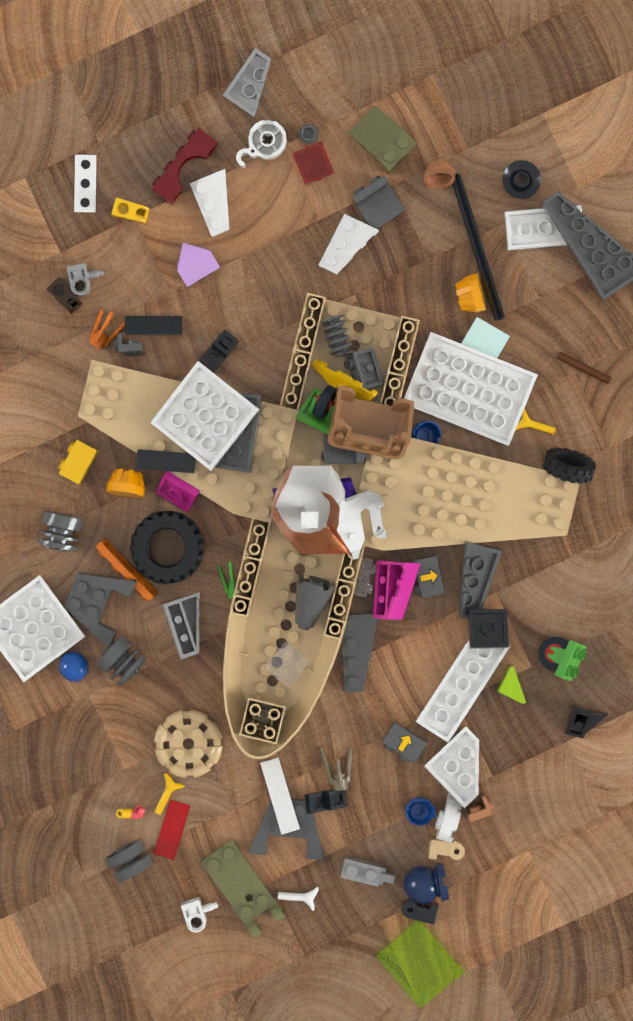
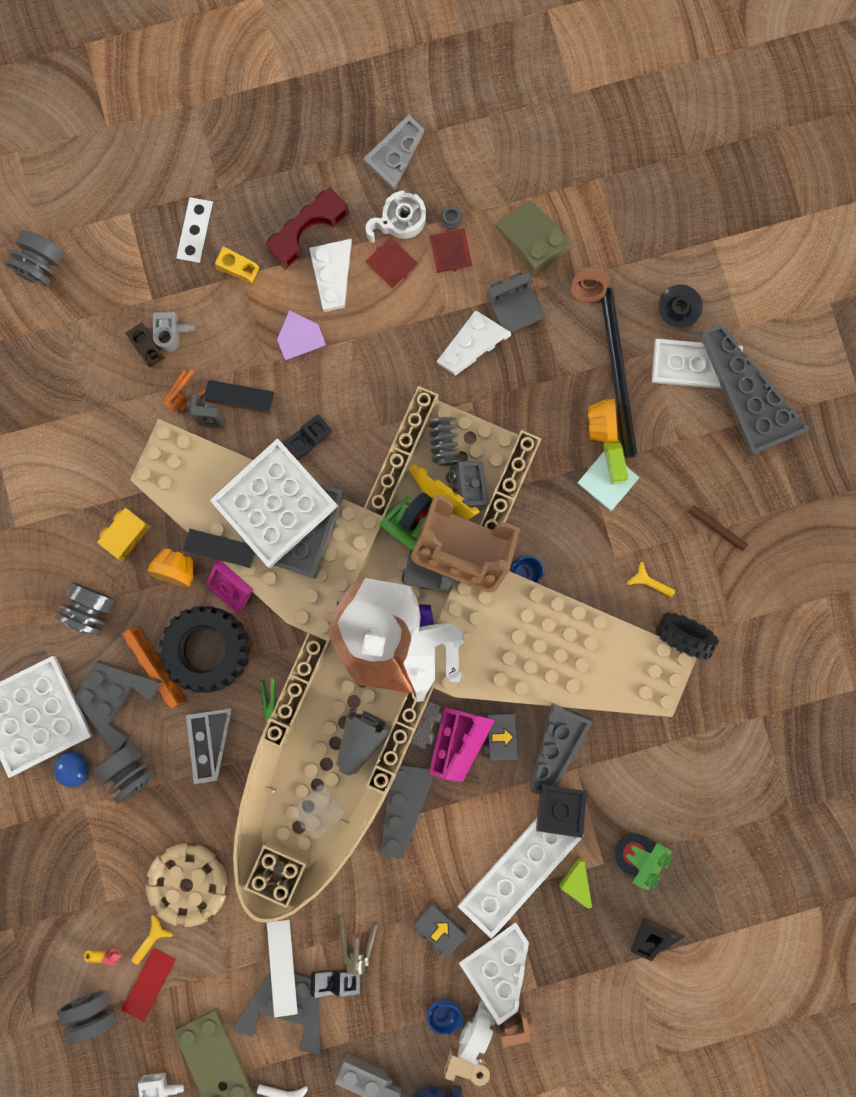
camera: 10 degrees right, 5 degrees down
(263, 182) = (391, 262): none -> clear red piece
(470, 388) = (585, 528): white plate -> none
(487, 328) = (615, 462): none -> lime piece

